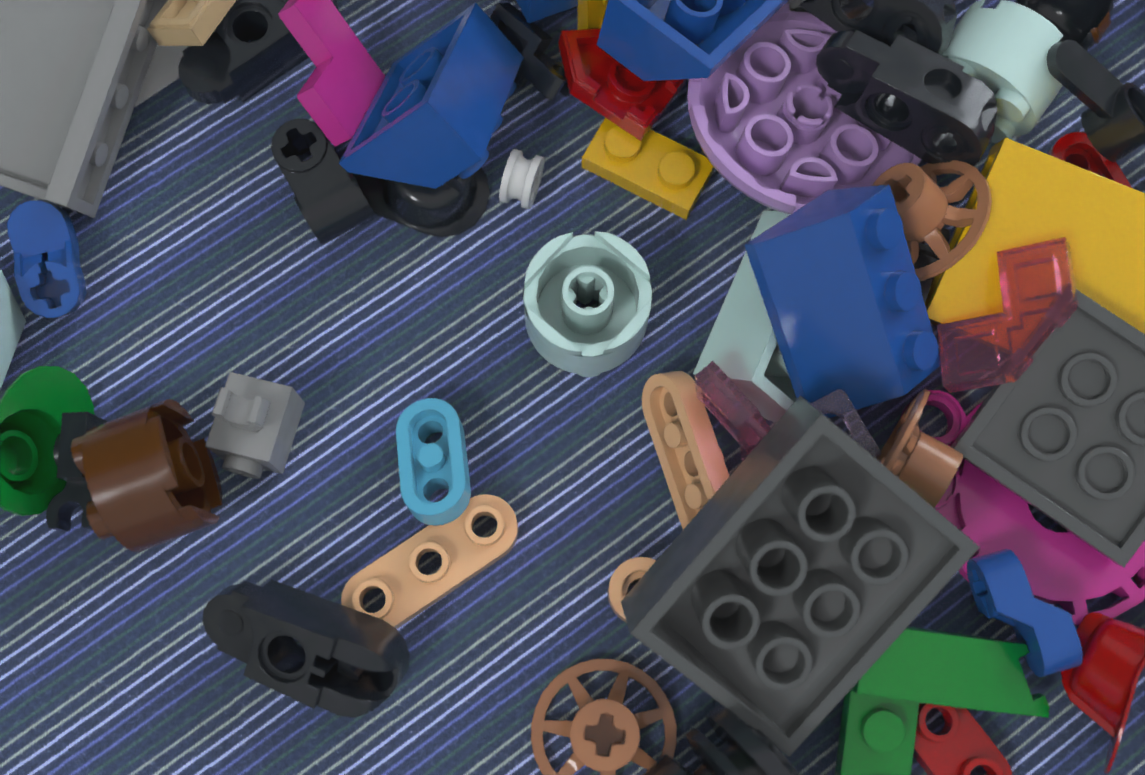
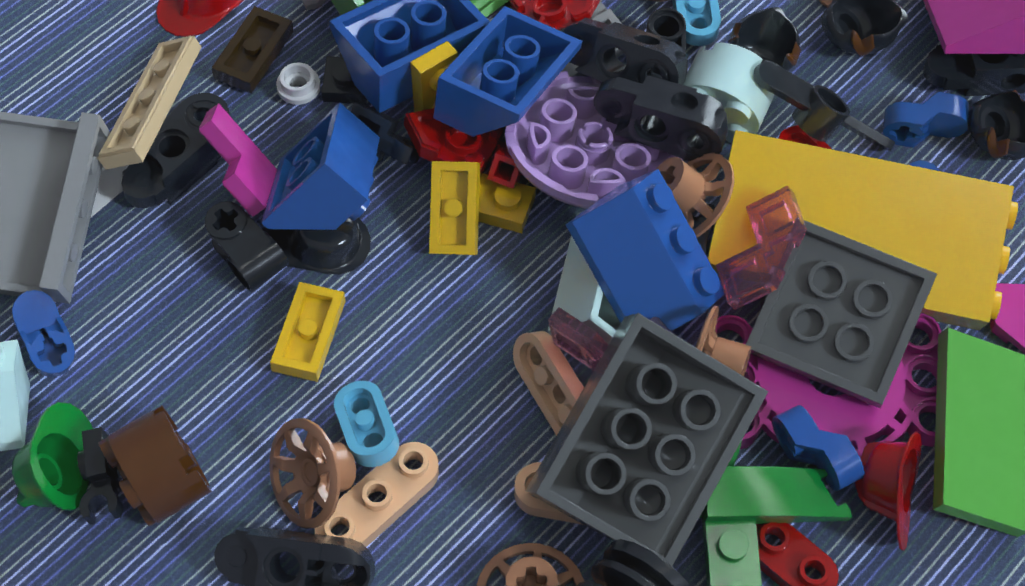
camera: 10 degrees left, 15 degrees down
(254, 425) = (226, 422): light grey brick -> none
(357, 520) = (317, 471): none -> nougat wheel
(383, 315) = (308, 331): none -> yellow plate
(521, 179) = (394, 221): white bush -> none
(584, 270) = (460, 295): light aqua brick -> none
(602, 173) = (454, 208): none -> yellow plate
(677, 130) = (502, 173): none -> red piece

